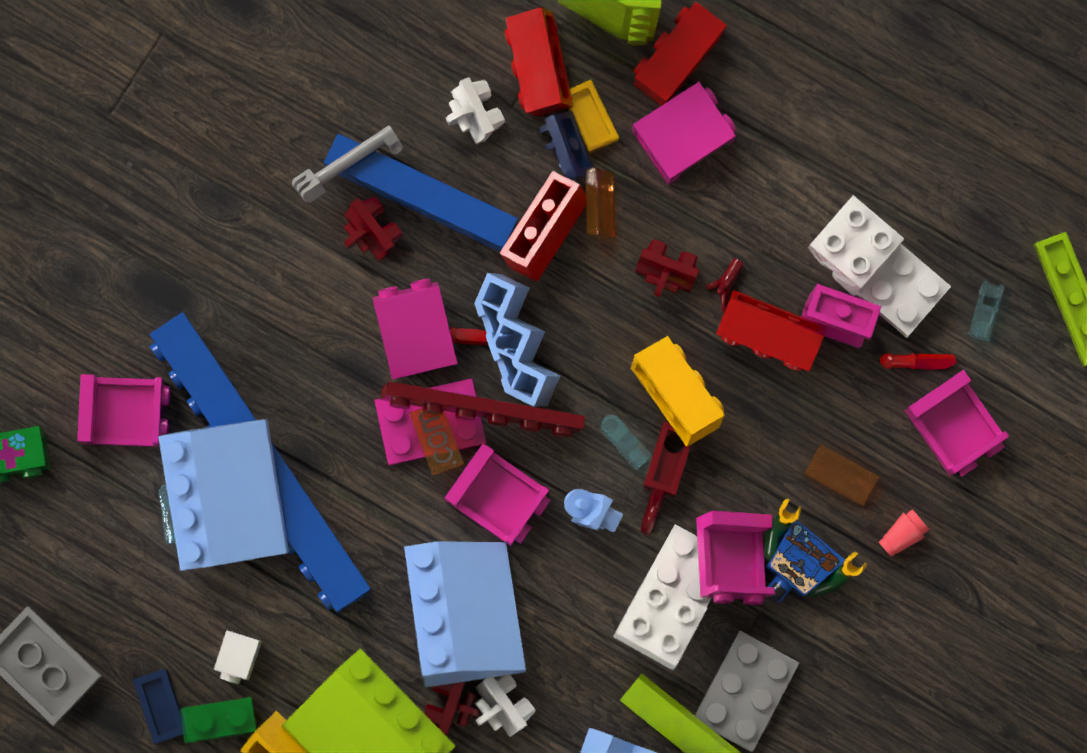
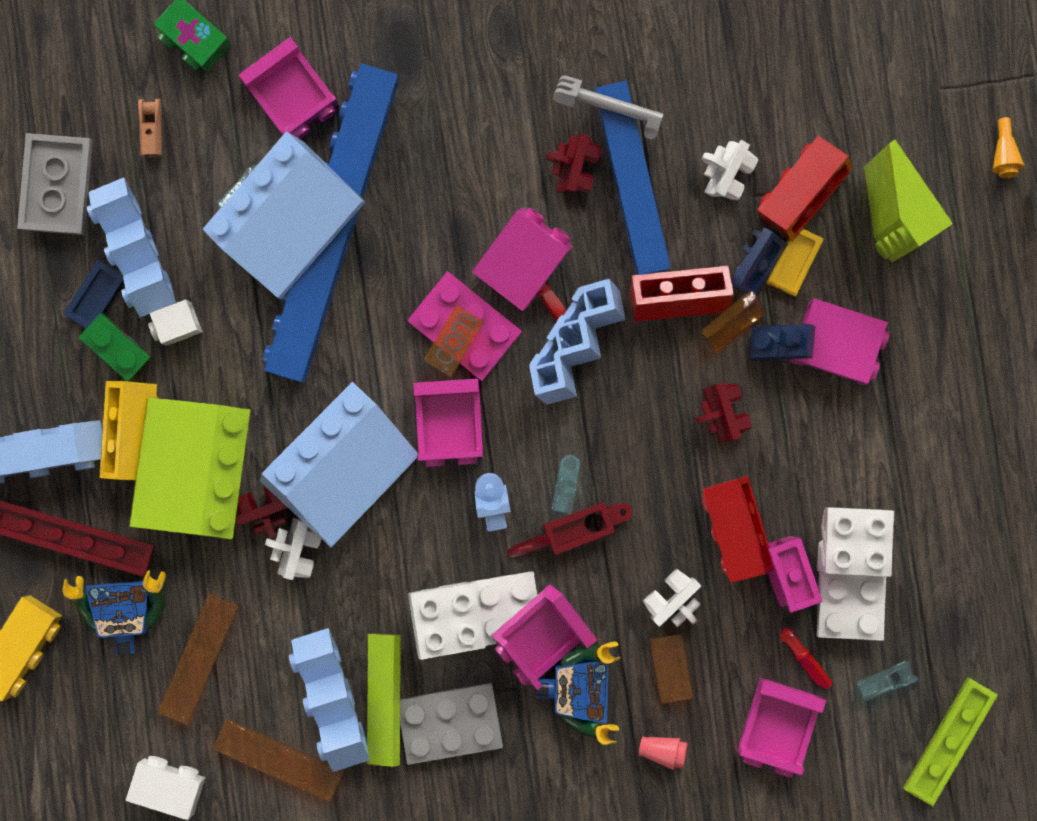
camera: 60 degrees right, 5 degrees up
(63, 553) = (150, 131): none -> nougat bar
(146, 643) = (131, 247): none -> light blue brick
(469, 407) = (495, 346): dark red plate -> none
(648, 177) = (782, 342): none -> dark blue plate
(678, 53) = (898, 289): red brick -> none
(678, 390) = (635, 494): yellow brick -> none
(726, 281) = (750, 464): dark red bar -> none
(785, 413) = (663, 609): none -> white hips

